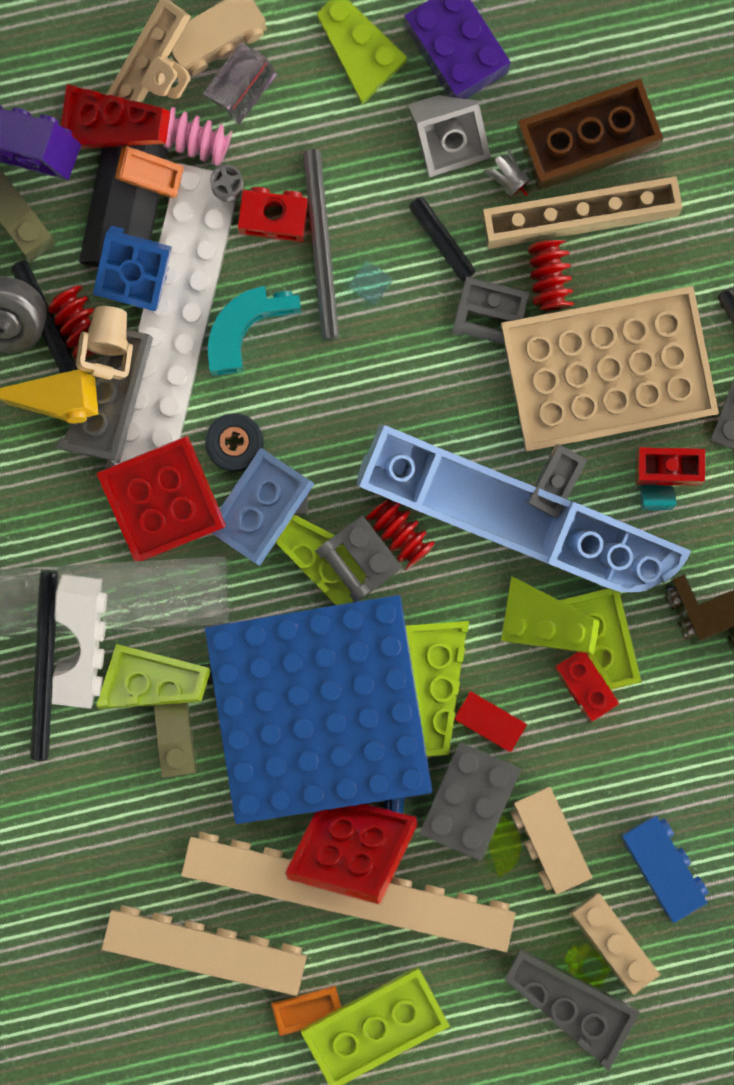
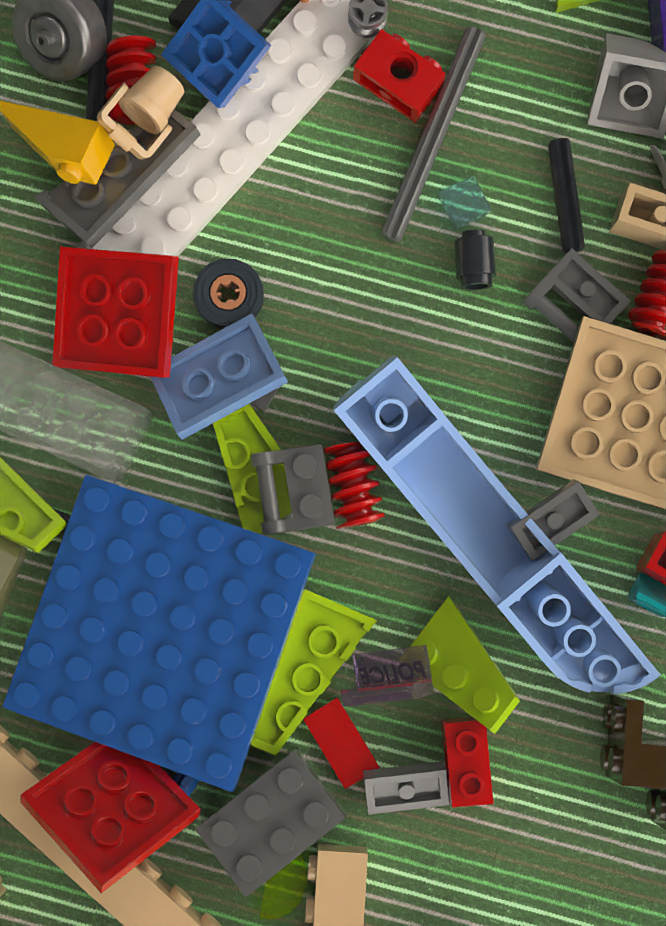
camera: 20 degrees right, 0 degrees up
(236, 319) = (300, 165): teal arch -> none
(401, 322) = (475, 260): none -> black brick
(499, 654) = (390, 676): none -> panel
(553, 728) = (406, 787): none -> plate
(614, 647) = (518, 740): lime wing -> none

